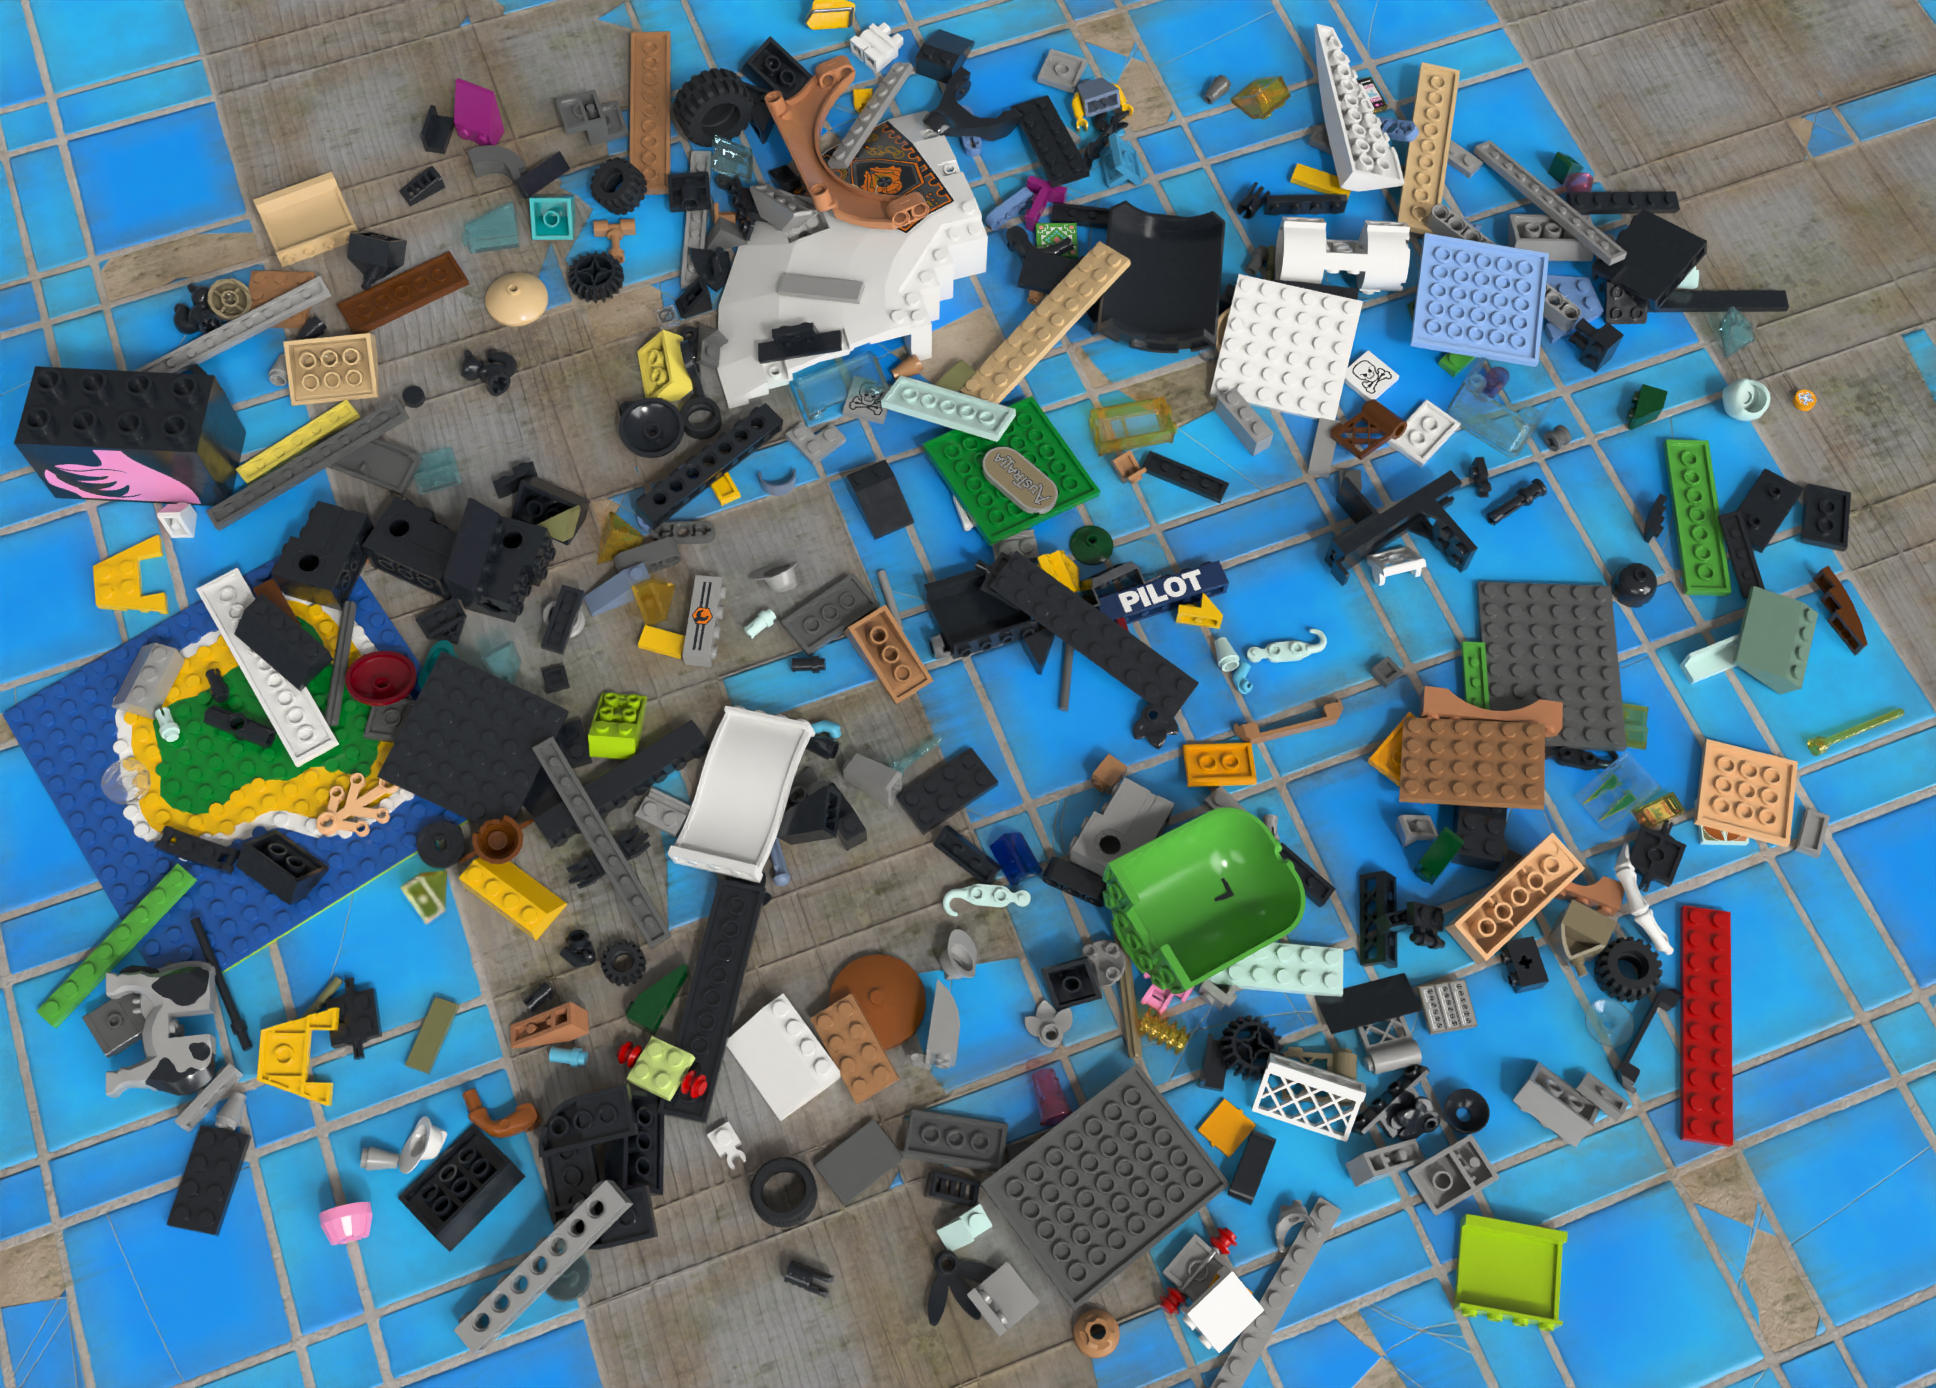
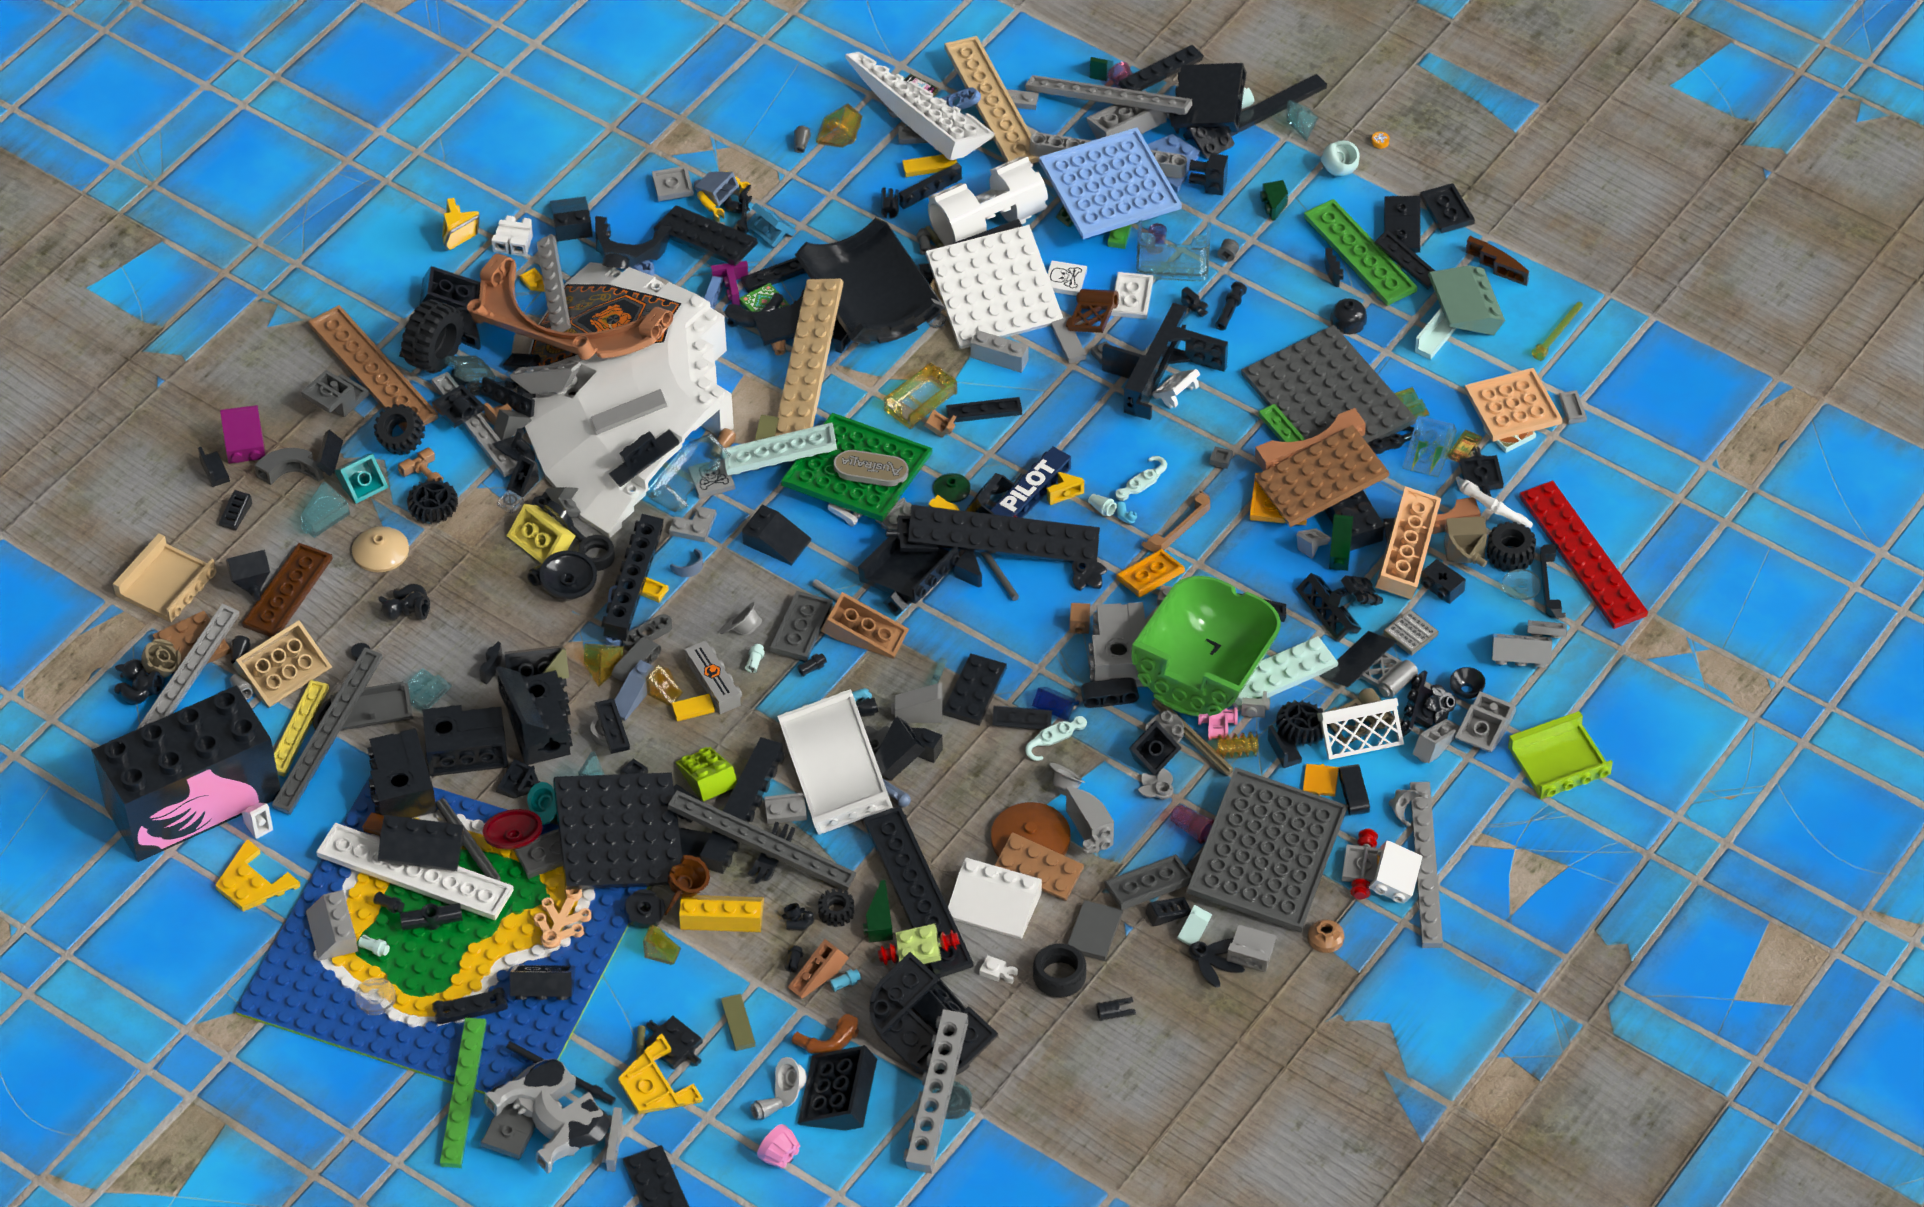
camera: 30 degrees left, 15 degrees down
(231, 1112) = (637, 1139): light grey cone -> none

